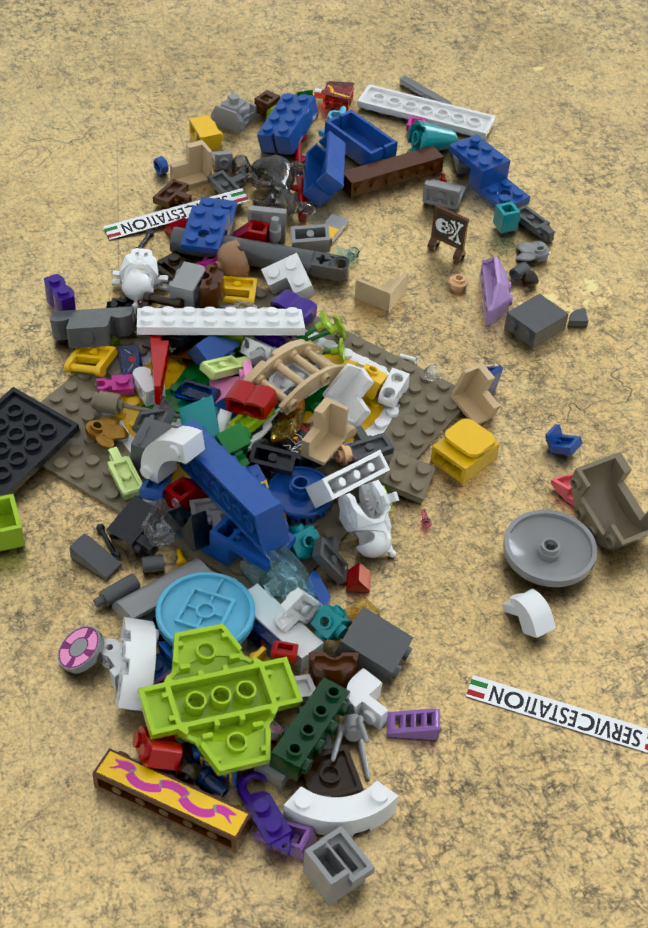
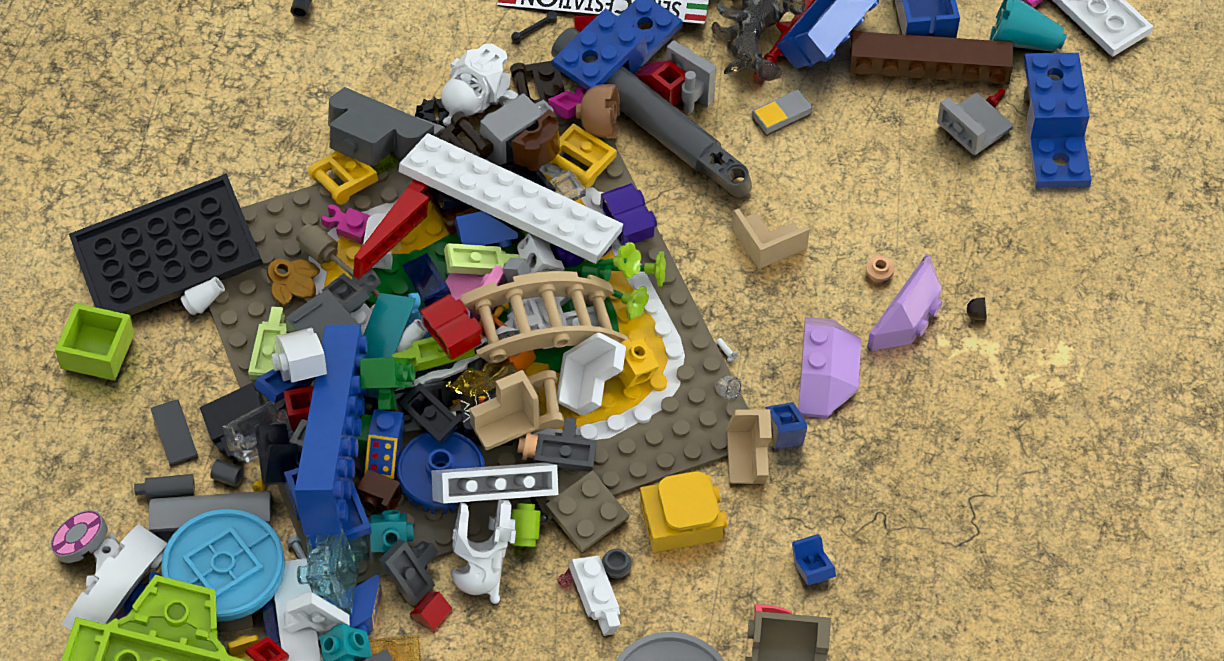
camera: 35 degrees right, 10 degrees up
(50, 466) = (201, 296): none -> white cone
(58, 293) = (373, 66): dark purple brick -> none
(101, 528) = (199, 440): black hinge -> none
(129, 358) = (387, 193): clear blue tile -> none
(289, 273) = (661, 165): white brick -> none
(311, 237) = (731, 119): light grey brick -> none
(351, 253) = (774, 158): clear light blue hand -> none
(392, 389) = (659, 386): white leg -> none
(449, 497) = (616, 563): none -> dark grey plate
(450, 229) = (912, 191): flag -> none
(454, 519) = (596, 592): none -> white hinge
(474, 339) = (827, 367): none -> lavender wedge
(506, 217) = (1021, 201): teal brick -> none
(518, 271) = (974, 290): dark grey hinge -> none
(533, 251) = (1021, 267): light grey plate -> none
(536, 224) = (1059, 223): dark grey hinge -> none
(536, 320) = (929, 375): dark grey brick -> none
(578, 318) = (995, 396): dark grey tile -> none

